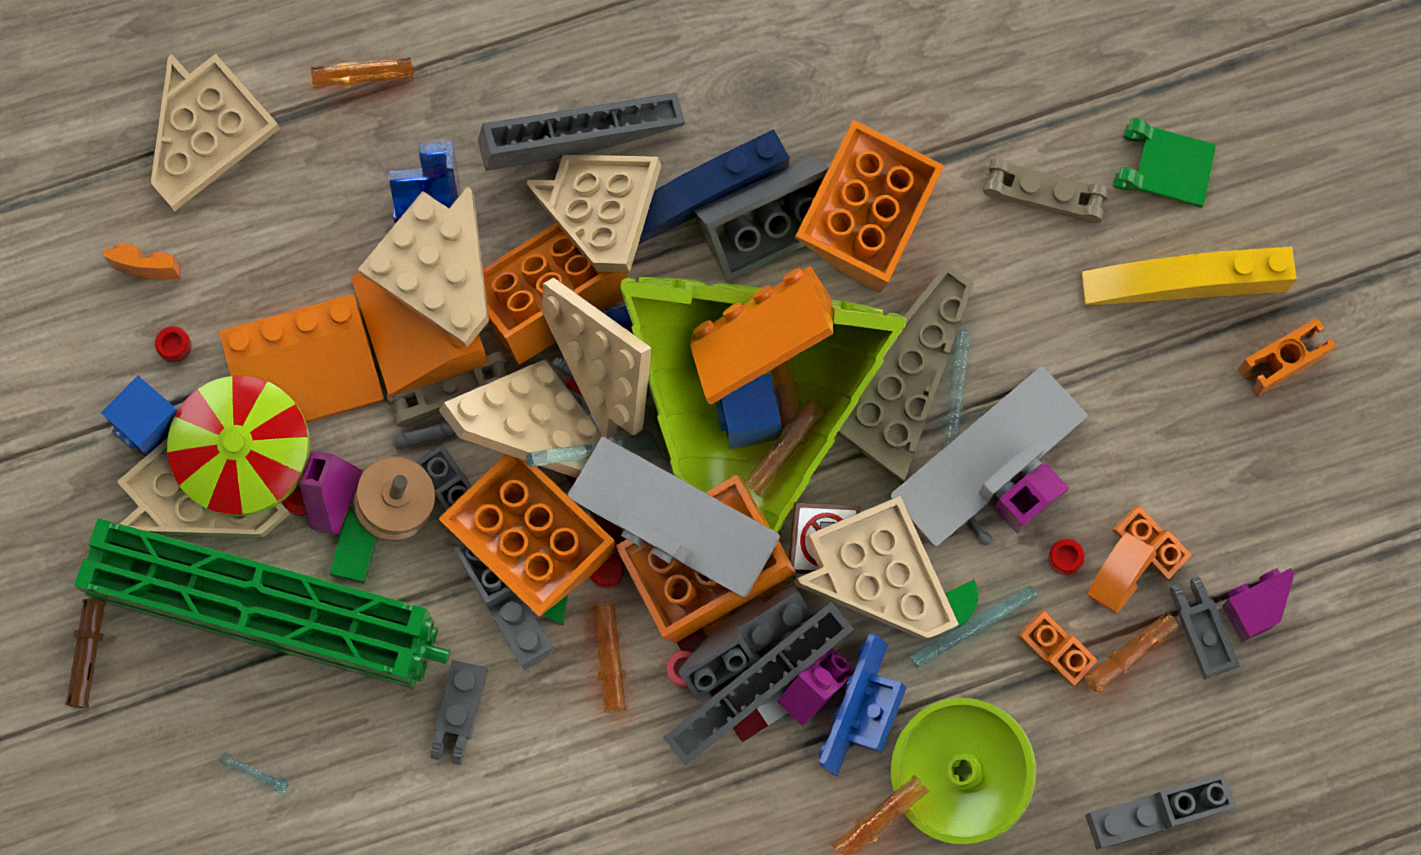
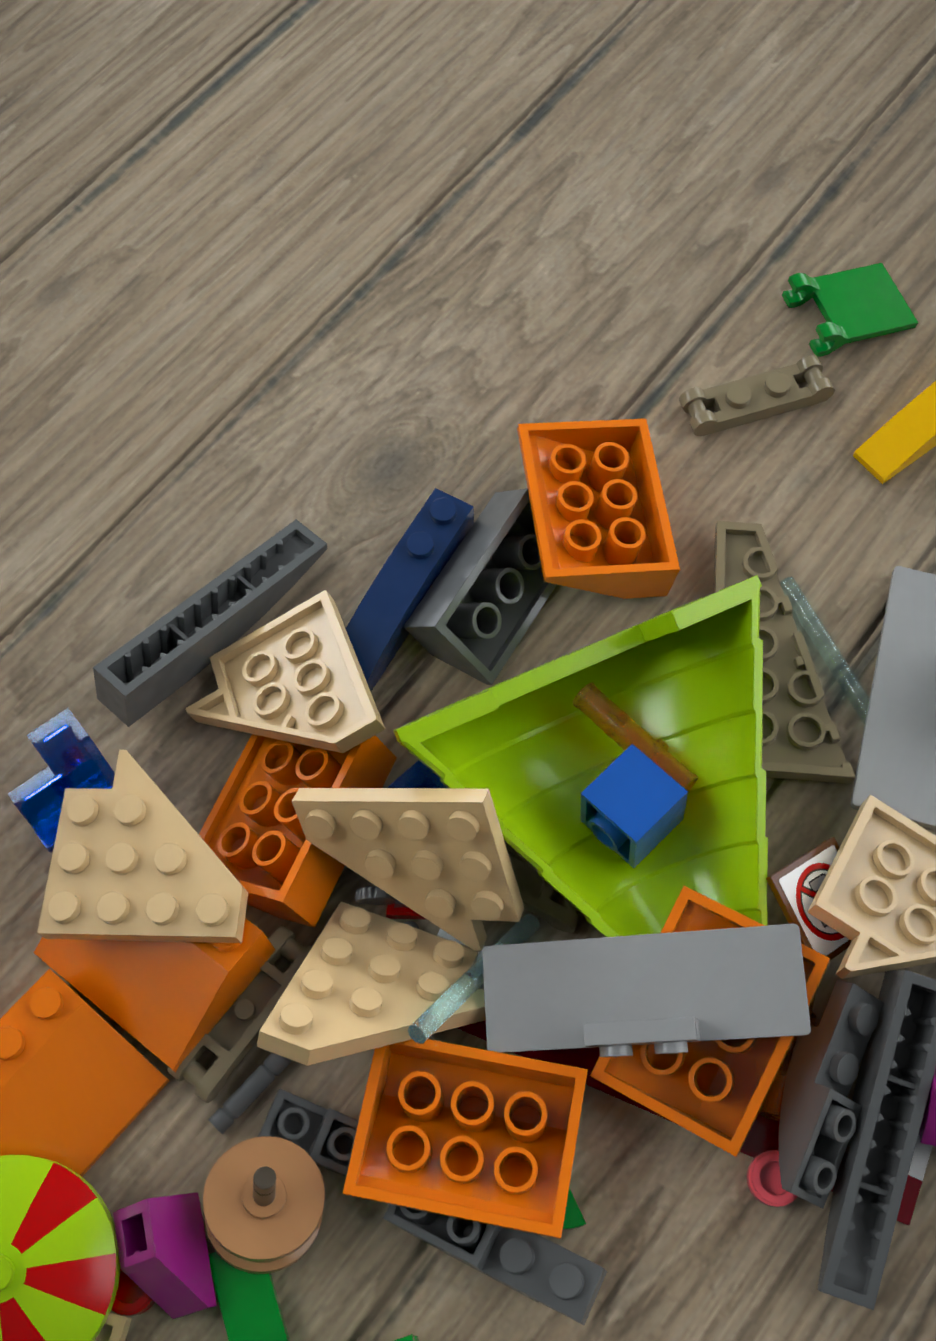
camera: 30 degrees left, 10 degrees down
(609, 574) = (596, 1117): red tile -> none
(610, 672) = (677, 1231): clear orange pin -> none
(761, 333) = (599, 699): orange slope -> none
(783, 448) = (703, 818): clear orange pin -> none

